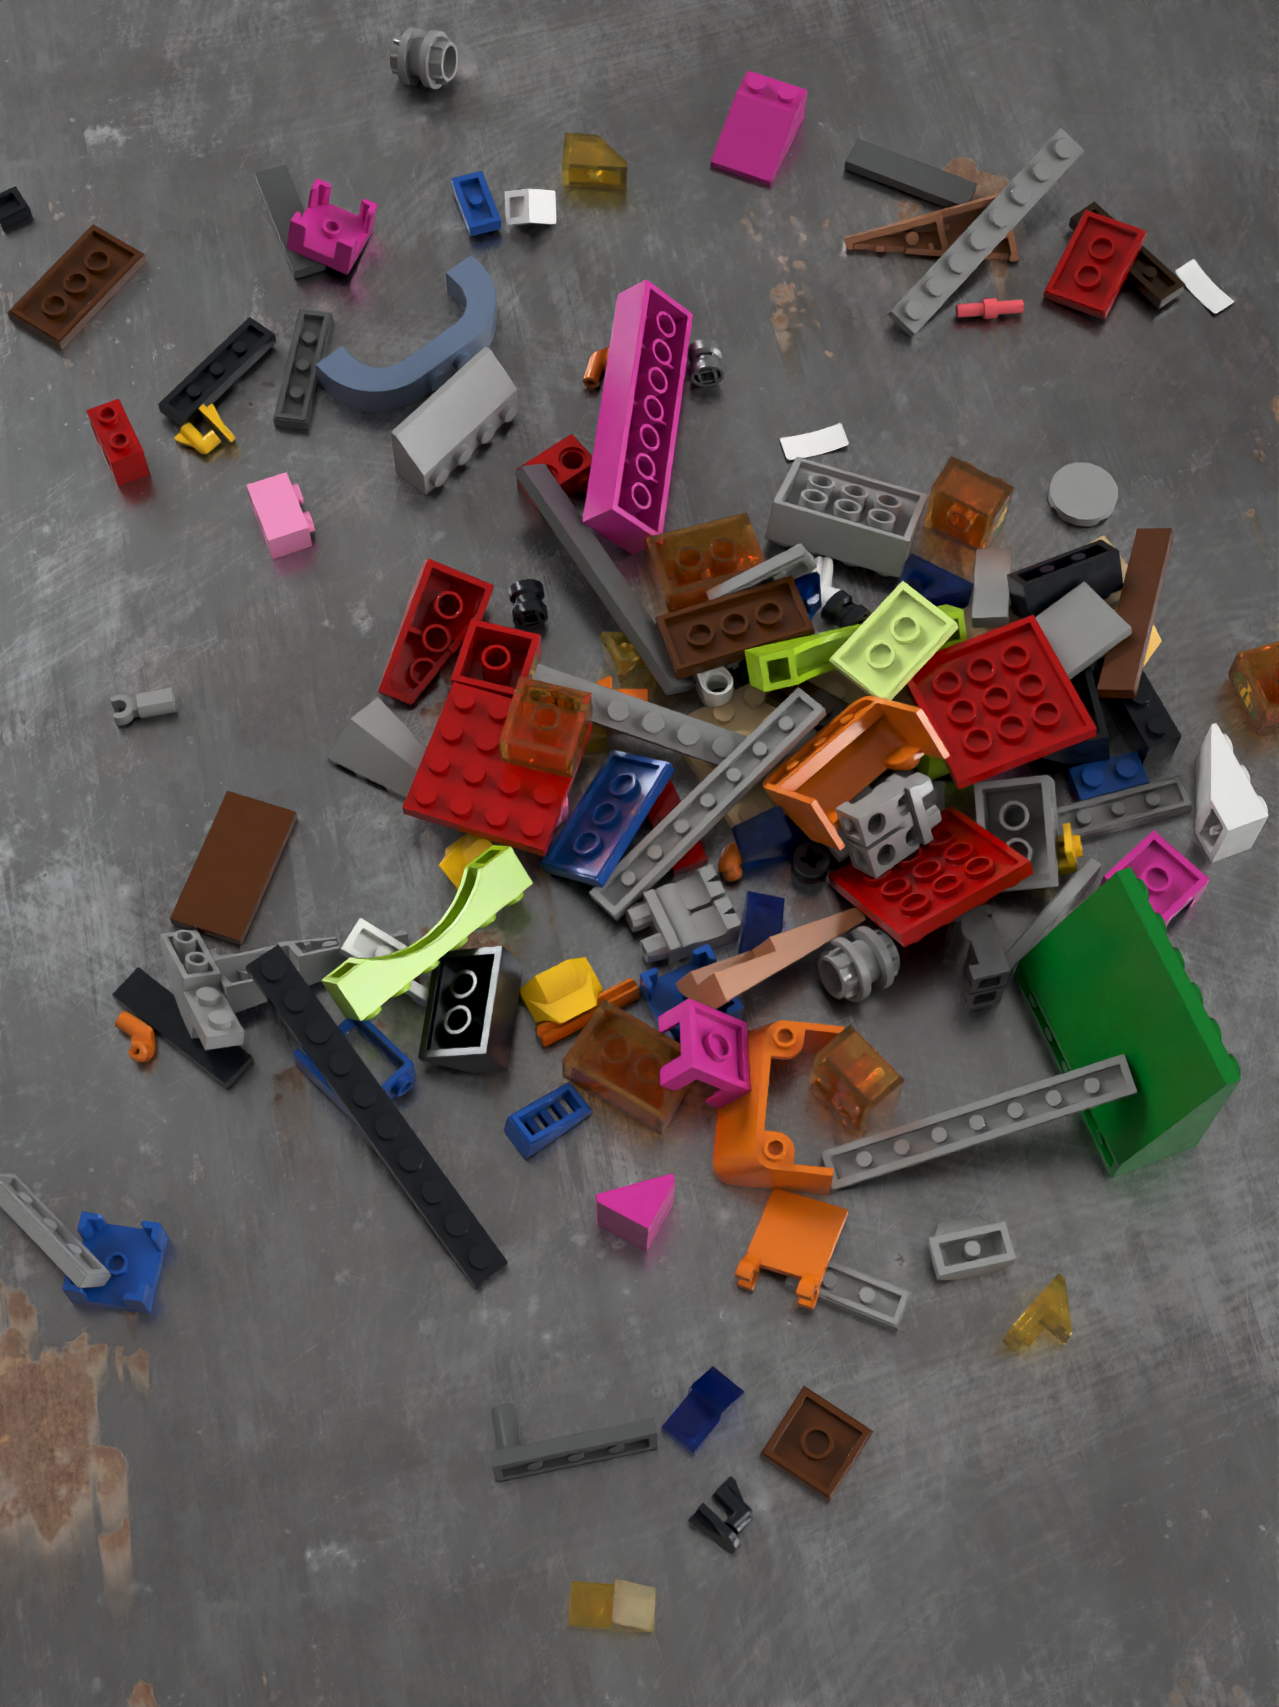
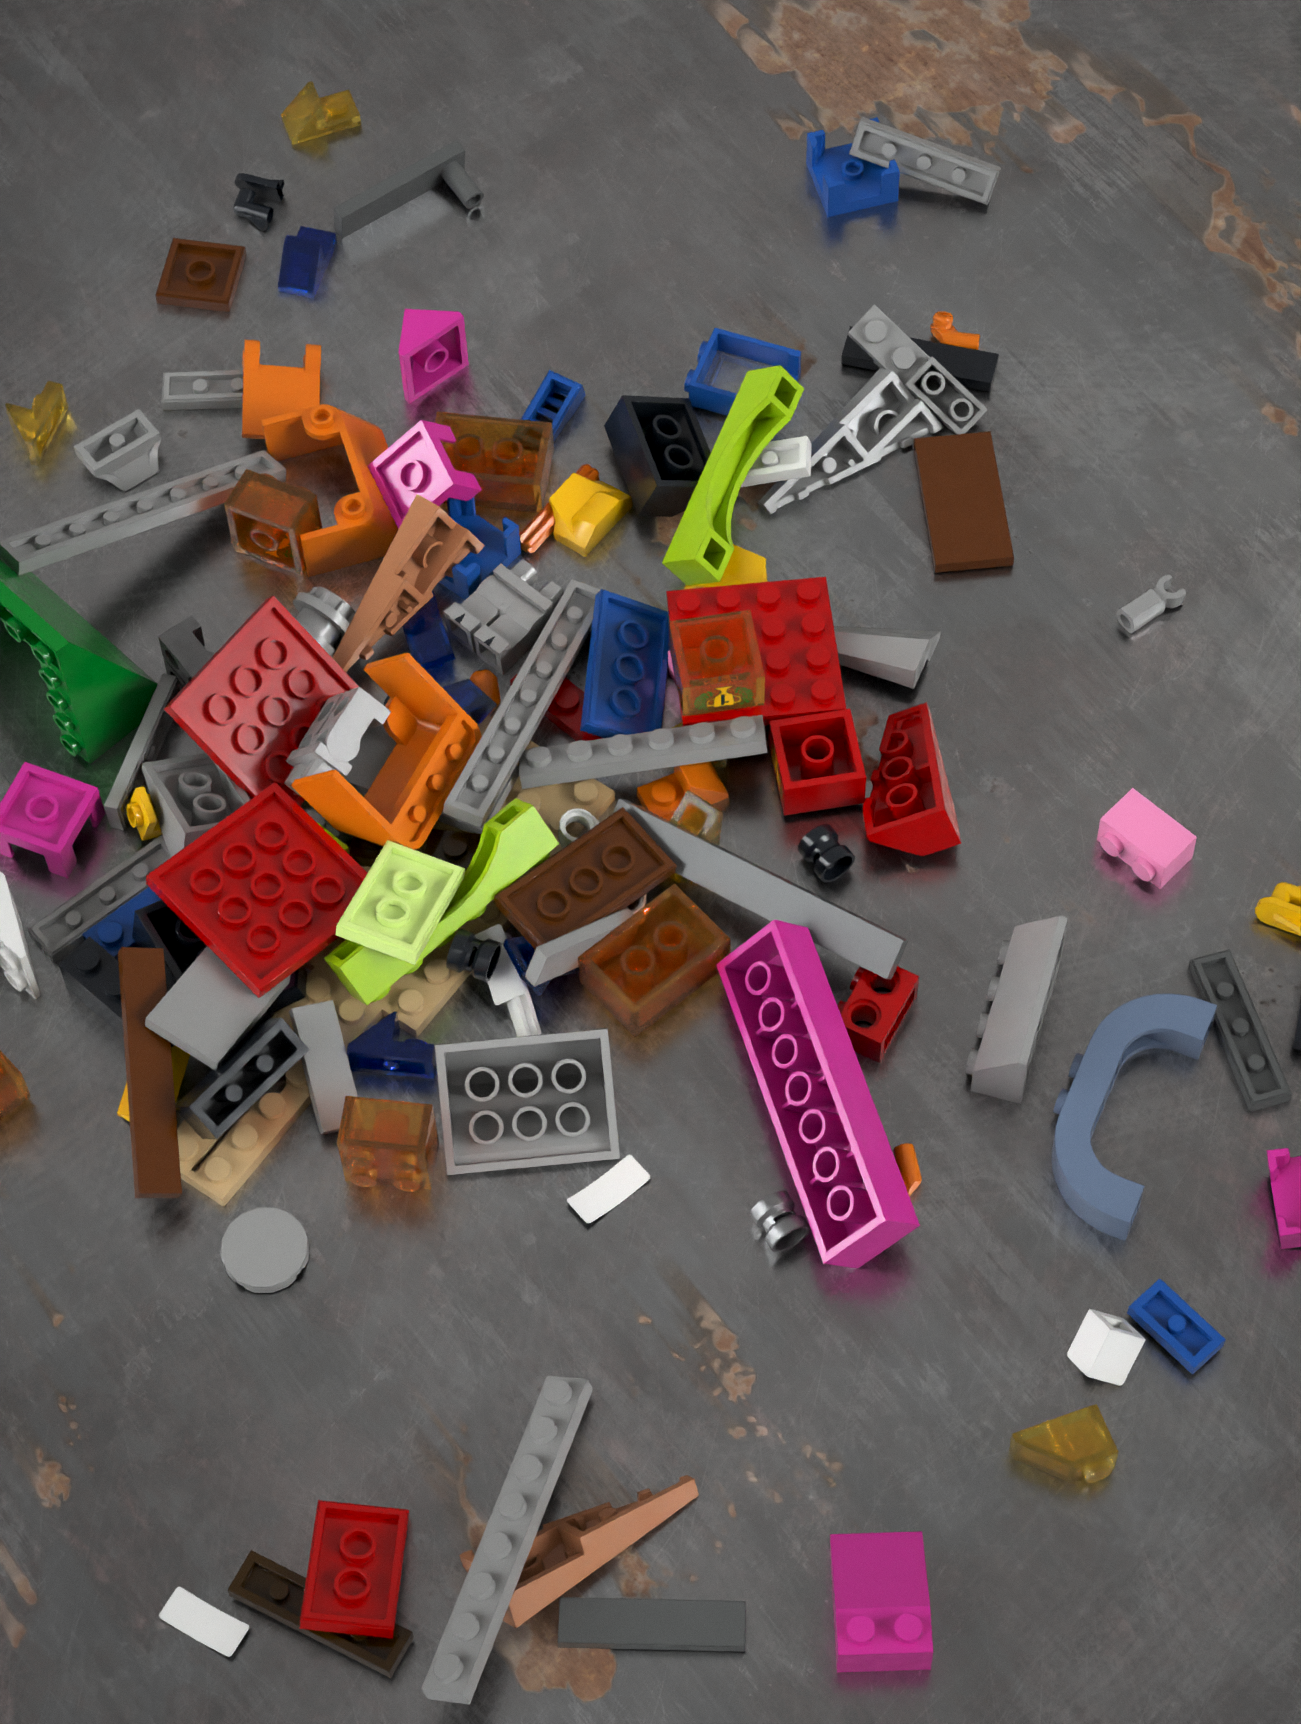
camera: 160 degrees right, 5 degrees down
(376, 1116) = (701, 331): black plate -> none
(989, 308) = (469, 1457): coral bar -> none

